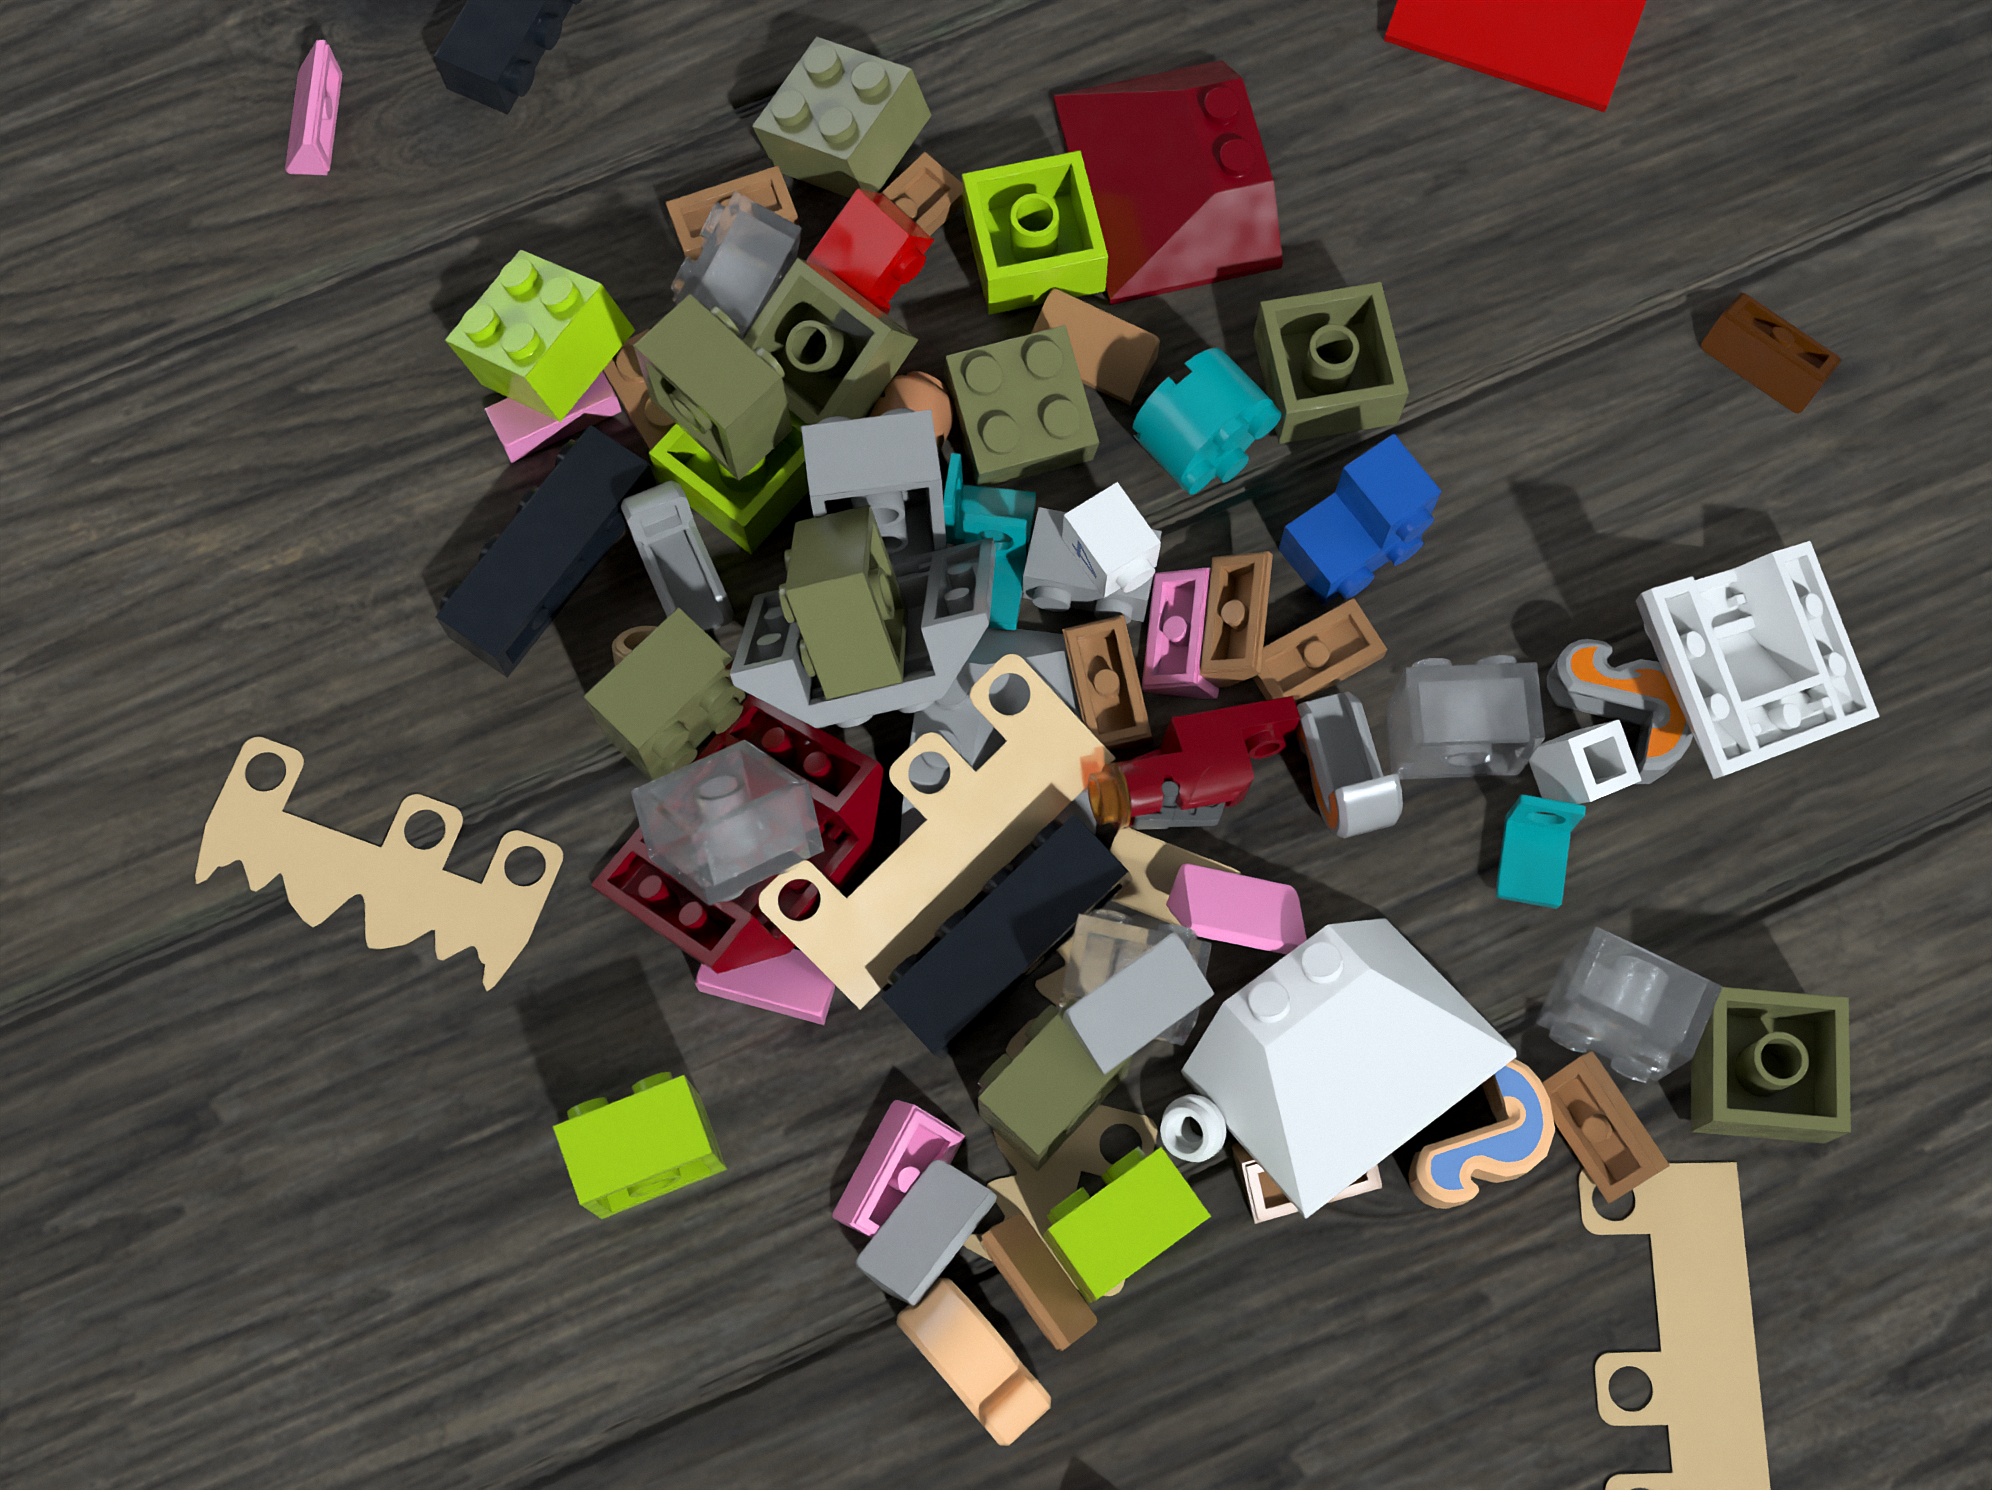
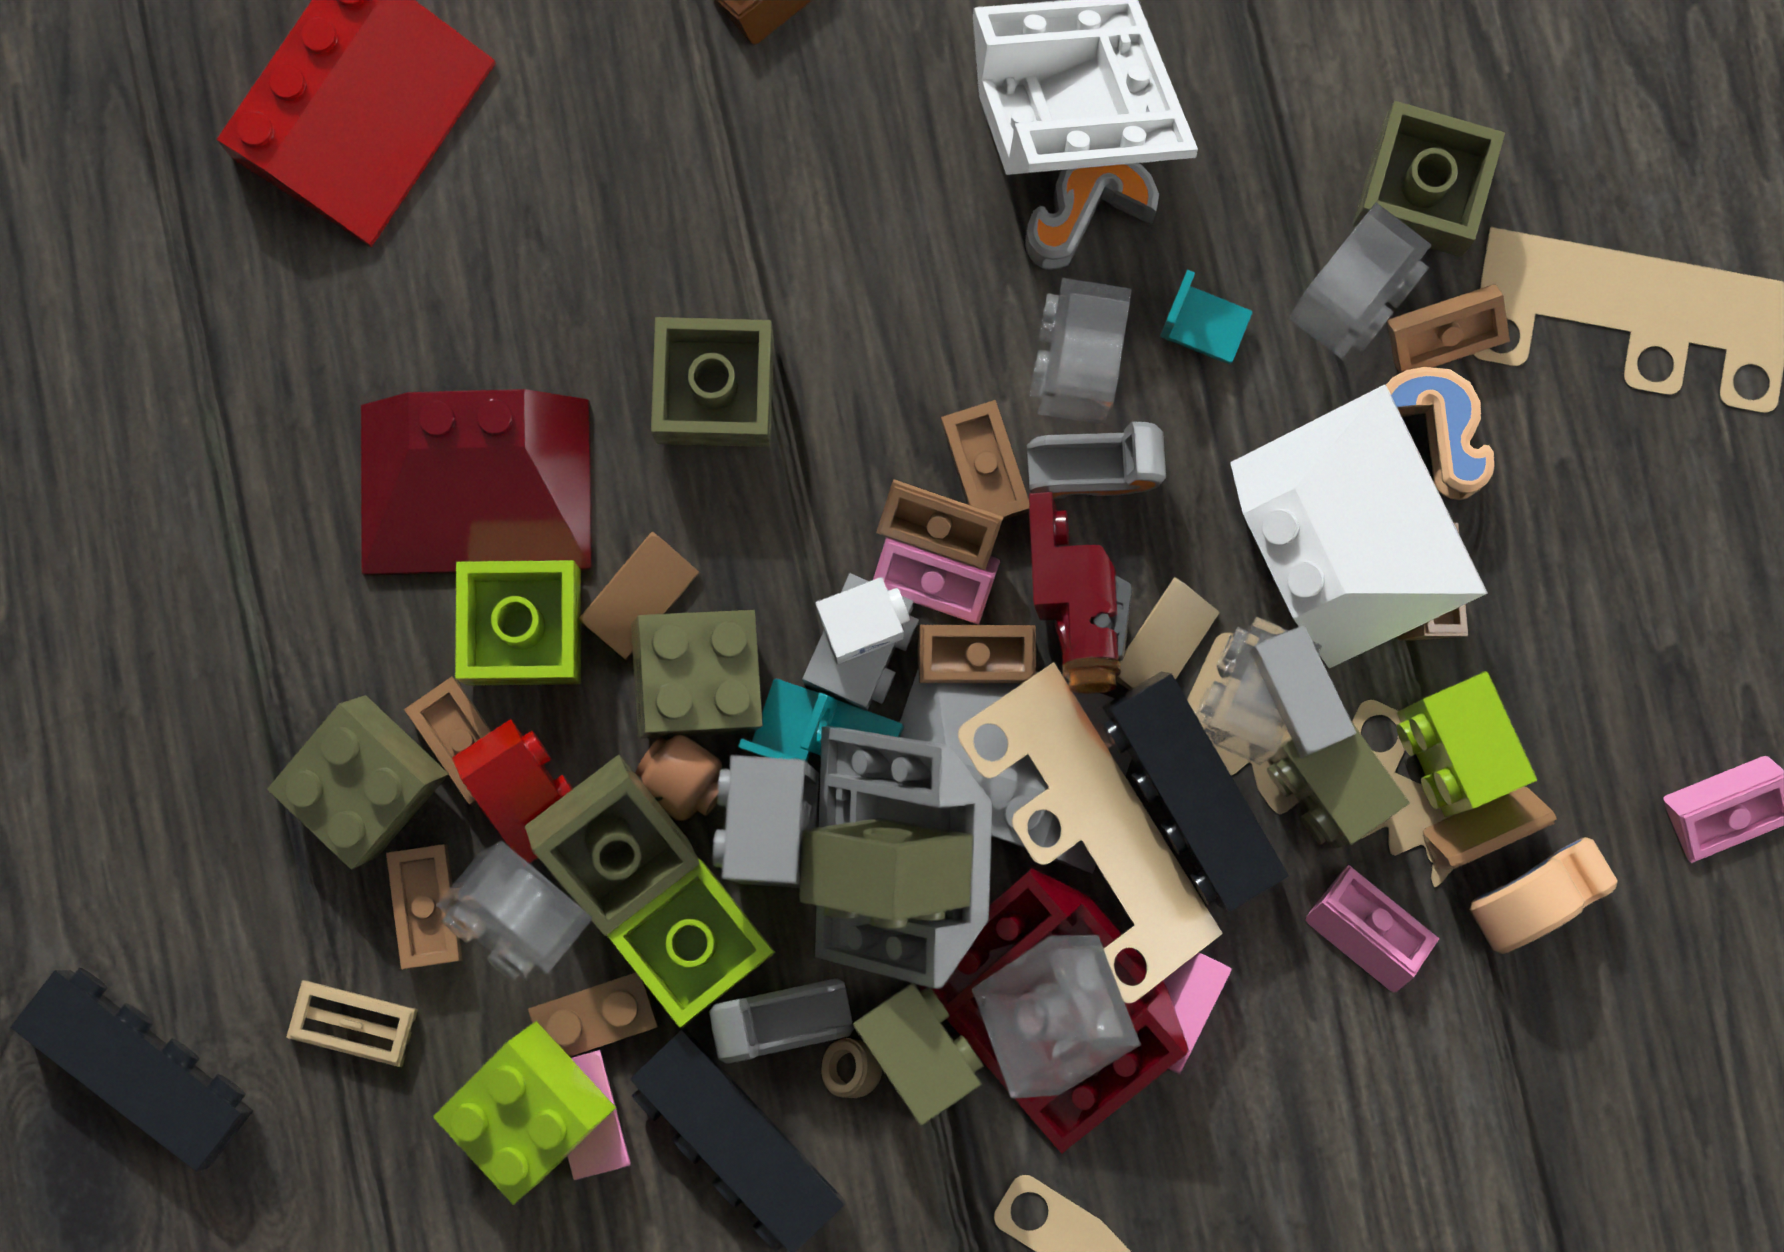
camera: 80 degrees left, 10 degrees up
(603, 220) = (400, 1035): none -> tan tile
(638, 1145) = (1320, 1145): lime brick -> none
(715, 385) = (650, 950): olive brick -> none
(925, 1232) = (1431, 913): light grey slope -> none
(1180, 1138) = (1390, 679): white plate -> none
(1205, 421) = (752, 508): teal brick -> none
(1237, 909) = (1211, 586): bright pink slope -> none
(1371, 518) = (872, 387): blue brick -> none
(1585, 764) = (1141, 257): white brick -> none

